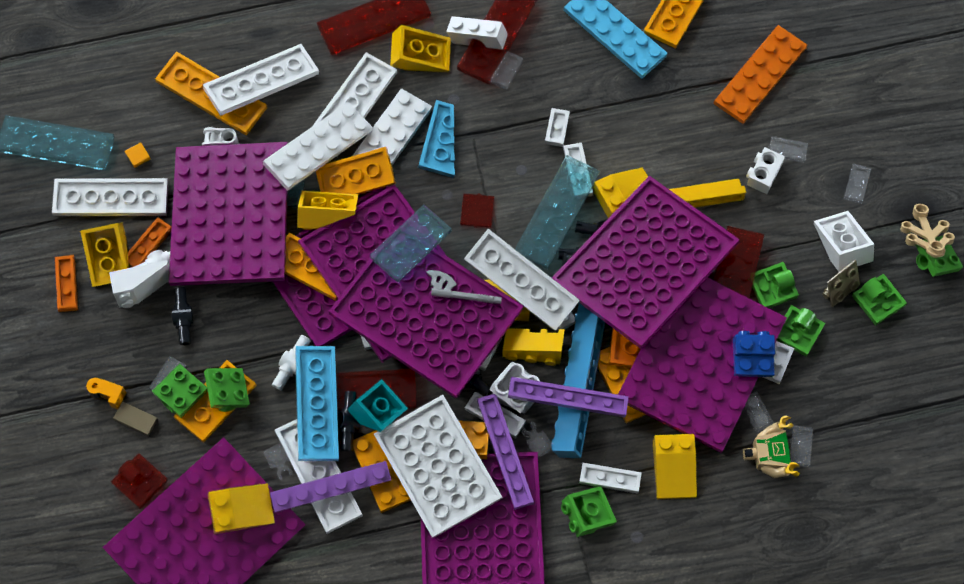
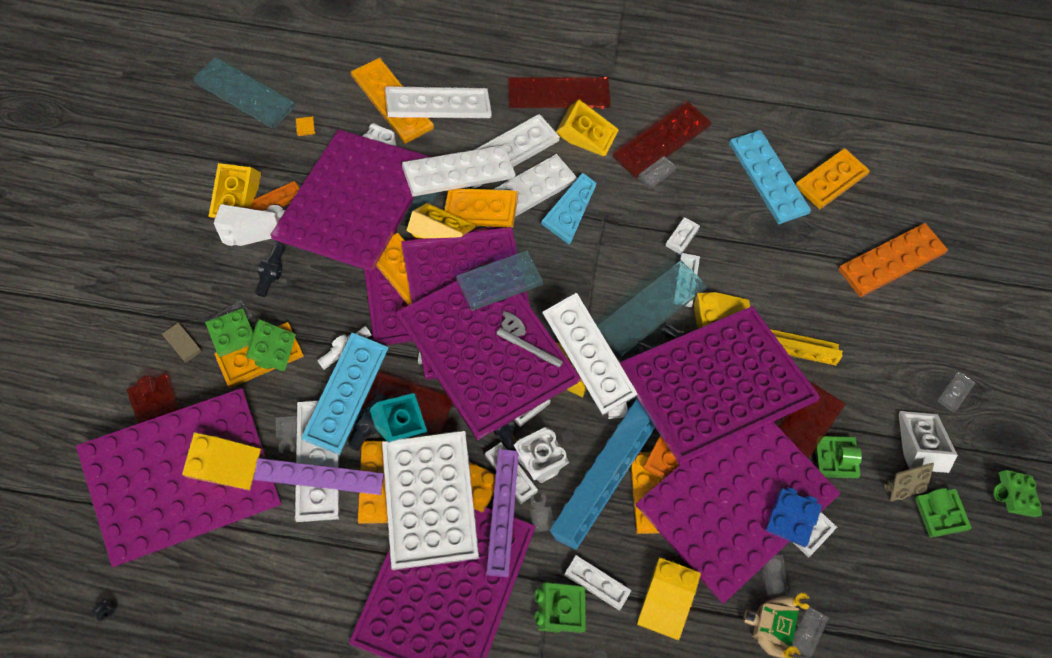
camera: 20 degrees right, 5 degrees down
(66, 283) = (188, 205): orange tile -> none
(107, 390) = (173, 311): light orange leg -> none
(110, 197) = (264, 150): white plate -> none
(477, 210) = (578, 280): clear red piece -> none
(489, 32) = (655, 133): white arch -> none
(533, 346) = (576, 421): yellow wedge -> none
(568, 397) = (587, 483): medium lavender plate -> none
(767, 171) = (867, 345): white brick -> none
(790, 149) = (896, 335): clear plate -> none
(800, 330) = (850, 511): bright green plate -> none
(933, 247) = (1019, 482): tan plant -> none

